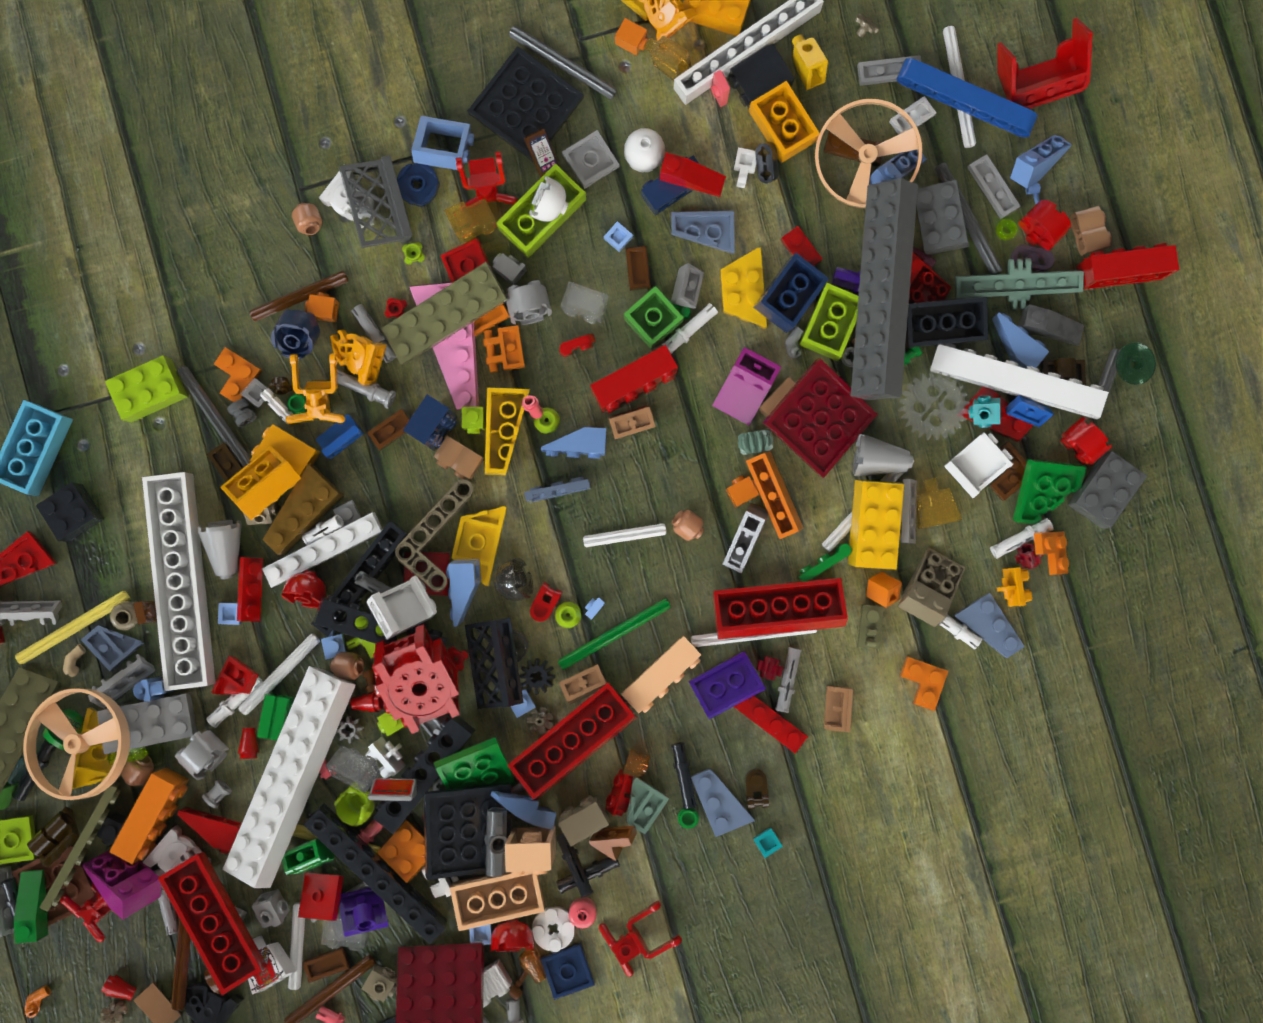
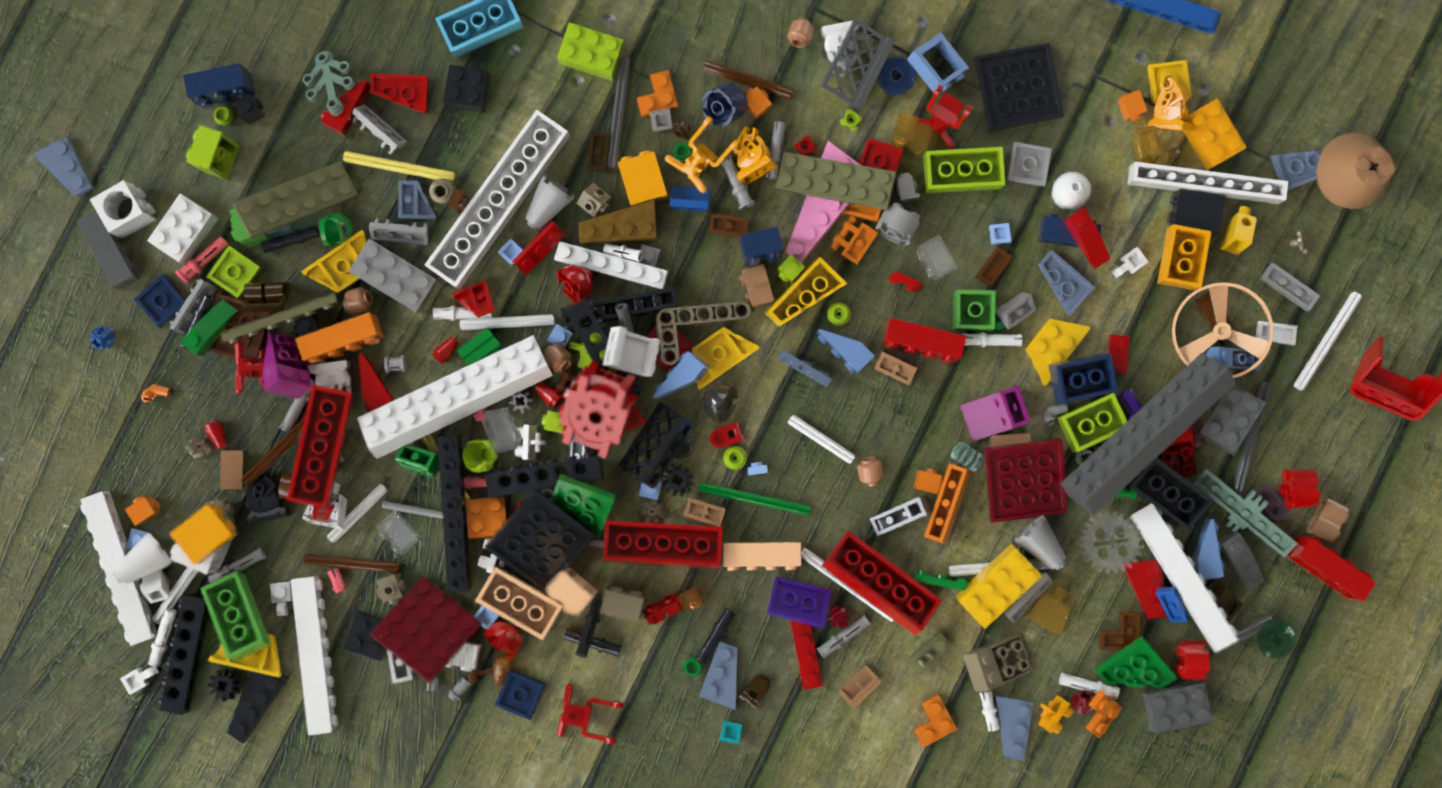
camera: 40 degrees right, 0 degrees up
(54, 719) = (336, 247): light nougat piece -> none
(70, 660) = (378, 187): tan arm -> none
(134, 754) = (361, 285): clear neon green axle -> none
(150, 689) = (415, 255): medium blue hips -> none
(202, 754) = (410, 329): light grey brick -> none
(241, 412) = (639, 124): dark grey wheel -> none
(261, 482) = (612, 184): light orange slope -> none
(270, 908) = (363, 473): light grey brick -> none
(276, 404) = (667, 139): white axle -> none
(320, 896) = (403, 495): red plate -> none
(326, 964) = (365, 543): reddish brown tile -> none
(362, 912) = (422, 529): dark purple plate -> none
(393, 789) = (516, 467): slope -> none
(496, 829) = (544, 573): dark grey piece -> none
(526, 809) = (591, 561): medium blue slope -> none
(531, 404) = (838, 294): coral pin -> none
(541, 151) = (1000, 129): tile -> none
(549, 200) = (975, 169): white cylinder -> none
(553, 941) = (528, 665): white plate -> none
(562, 62) = (1069, 80): dark grey axle -> none
(584, 919) = (572, 661): coral head -> none
(613, 839) = (628, 634): dark orange slope -> none
(644, 805) = (671, 631): sand green wing -> none
(720, 88) = (1161, 196): coral plate -> none
(767, 162) = (1147, 274): black beam -> none
(884, 589) = (963, 634): orange panel -> none
(967, 97) = (1325, 353): blue beam -> none
(979, 464) = (1106, 609): white panel -> none
(992, 413) = (1149, 578): teal brick -> none
(993, 186) = (1288, 430): light grey plate -> none
(1011, 225) = (1276, 467): clear neon green plate -> none
(1035, 190) = (1315, 457): medium blue hand -> none
(1039, 160) = (1333, 440): medium blue slope -> none

